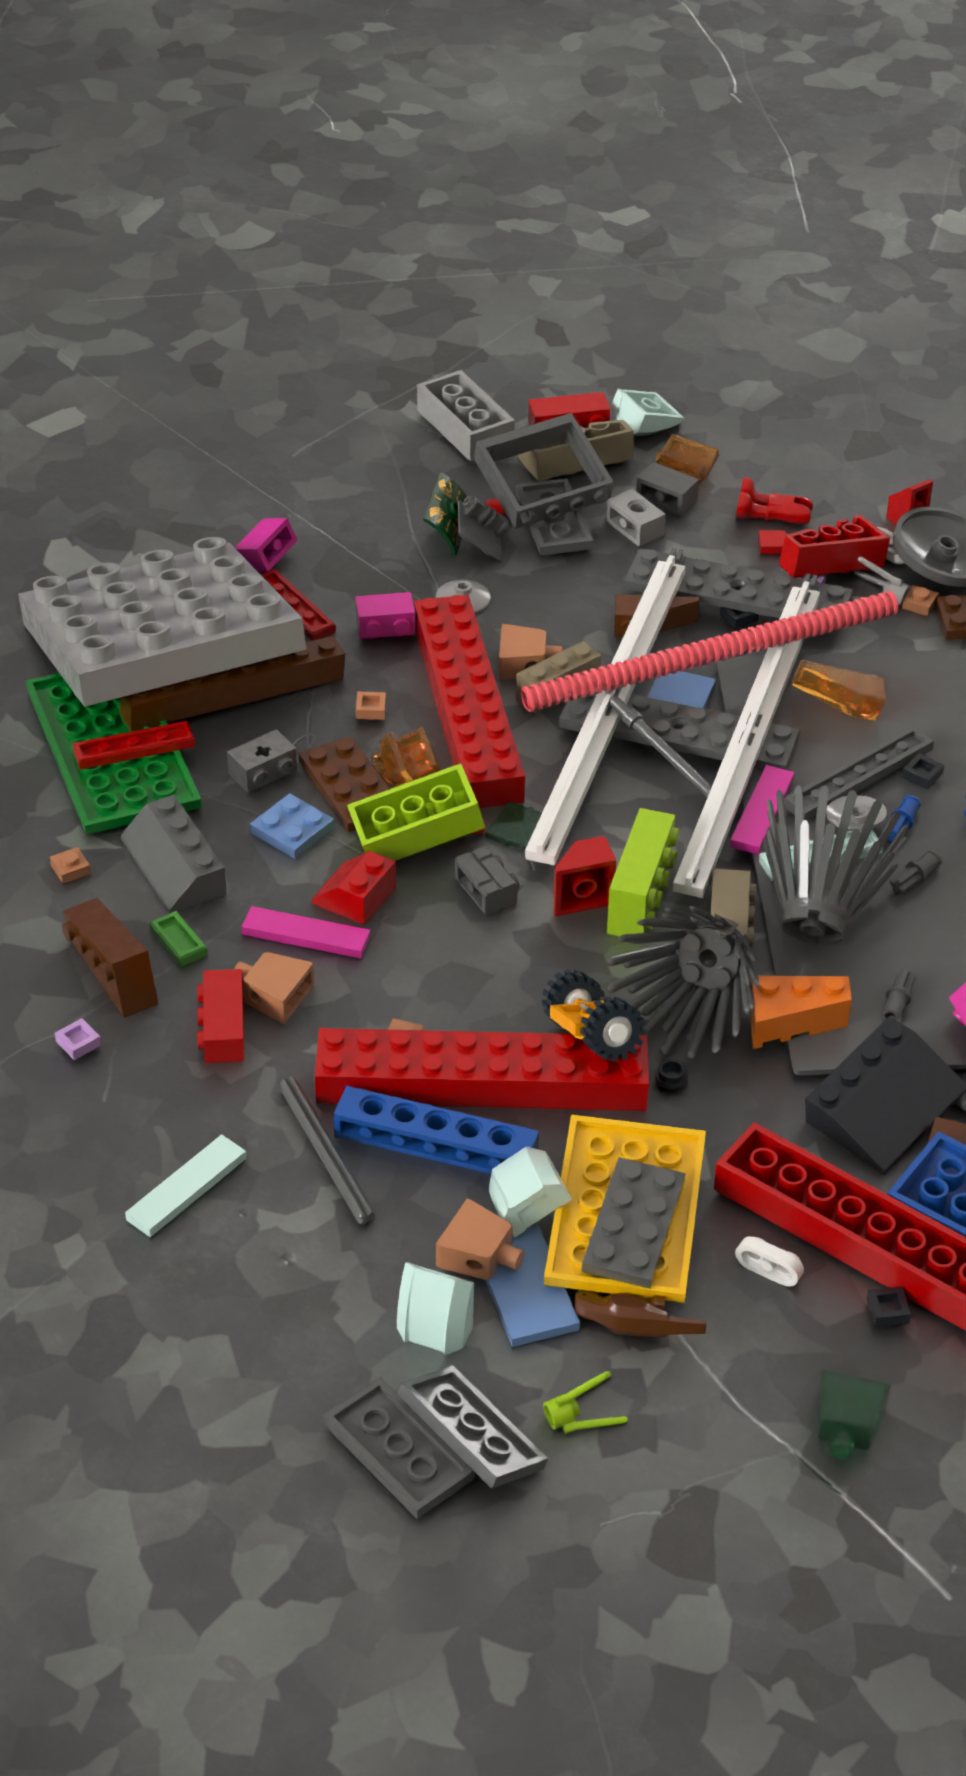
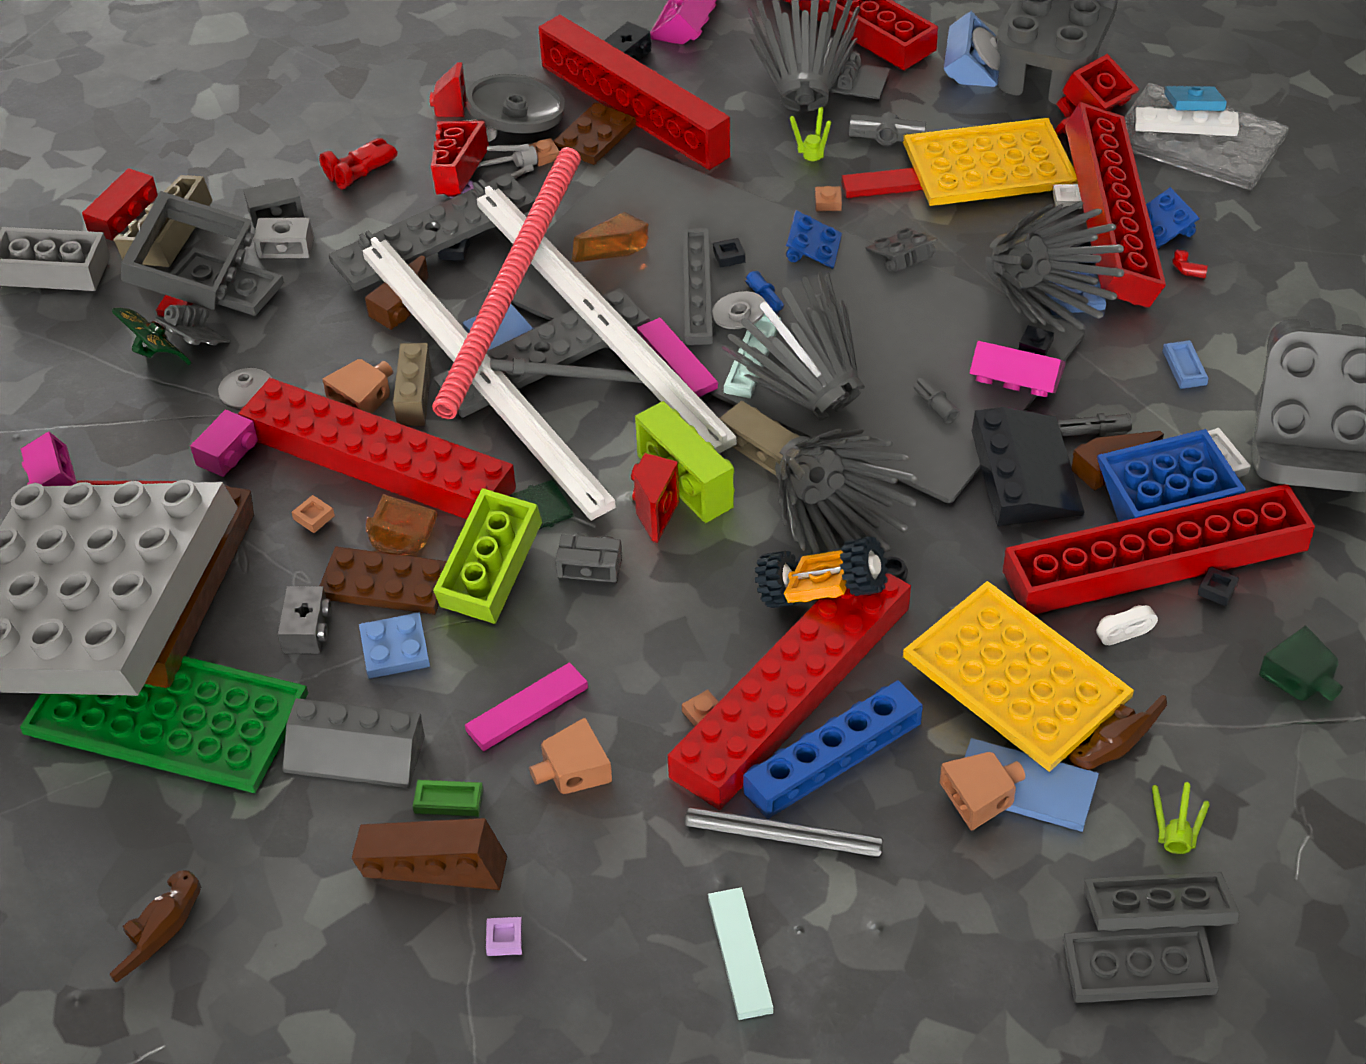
camera: 50 degrees left, 5 degrees up
(70, 865) = (281, 825): nougat plate -> none
(133, 745) = (193, 695): red tile -> none
(221, 1016) = (576, 815): red brick -> none
(358, 887) = (512, 642): red slope -> none
(435, 1309) = (1026, 856): light aqua slope -> none
(526, 1188) = (950, 721): light aqua slope -> none
(633, 1223) = (1046, 677): dark grey plate -> none
(644, 412) = (170, 161): light aqua slope -> none
(688, 457) = (250, 172): clear orange slope -> none
(771, 541) = (395, 185): red tile -> none
(797, 1006) = (911, 437): orange wedge -> none

